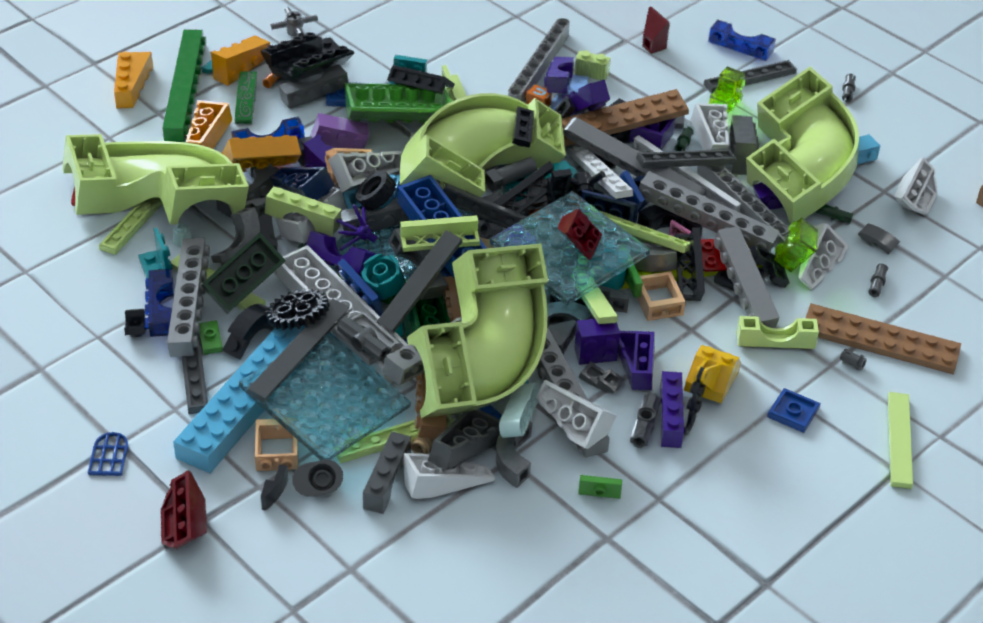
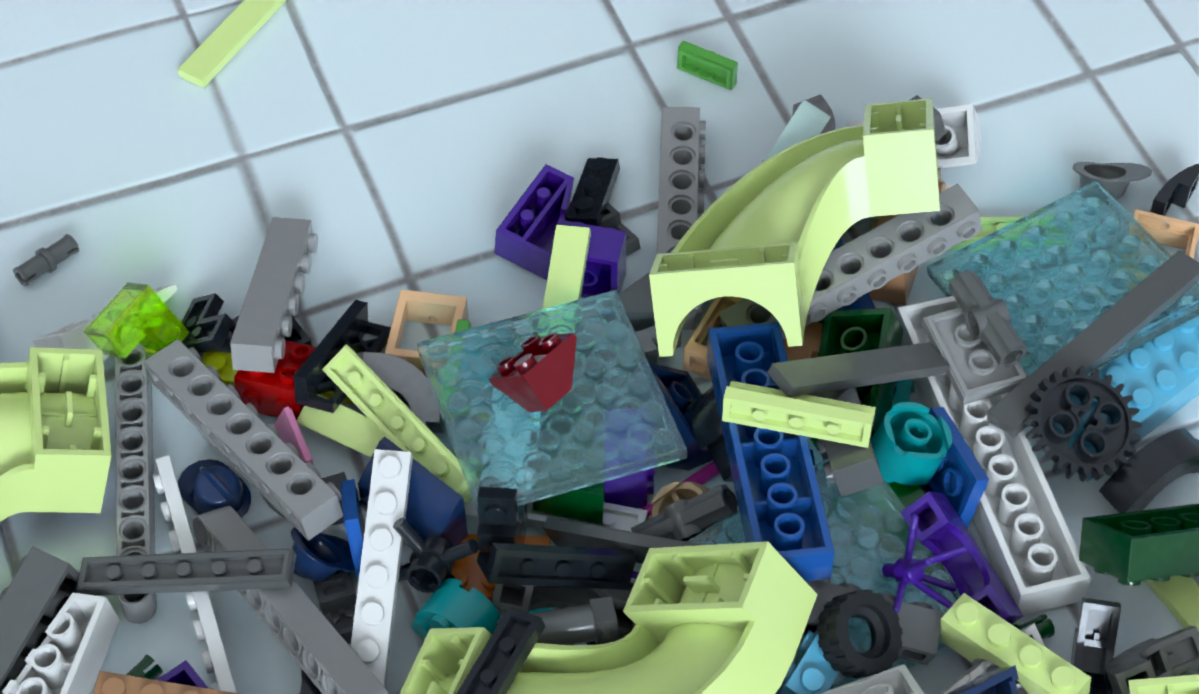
camera: 155 degrees left, 10 degrees up
(379, 486) = (1021, 143): dark grey arch -> none
(578, 417) = (692, 122): white wedge -> none
(620, 388) = (593, 191): none -> black plate
(645, 420) = (586, 136): dark grey piece -> none
(672, 409) = (523, 156): dark purple arch -> none
(709, 378) = (450, 156): yellow slope -> none
(793, 410) = (356, 102): blue tile -> none
(800, 334) = (262, 193): yellowish green arch -> none
(853, 359) = (204, 137): dark grey pin -> none
(885, 339) = (135, 172): medium nougat plate -> none

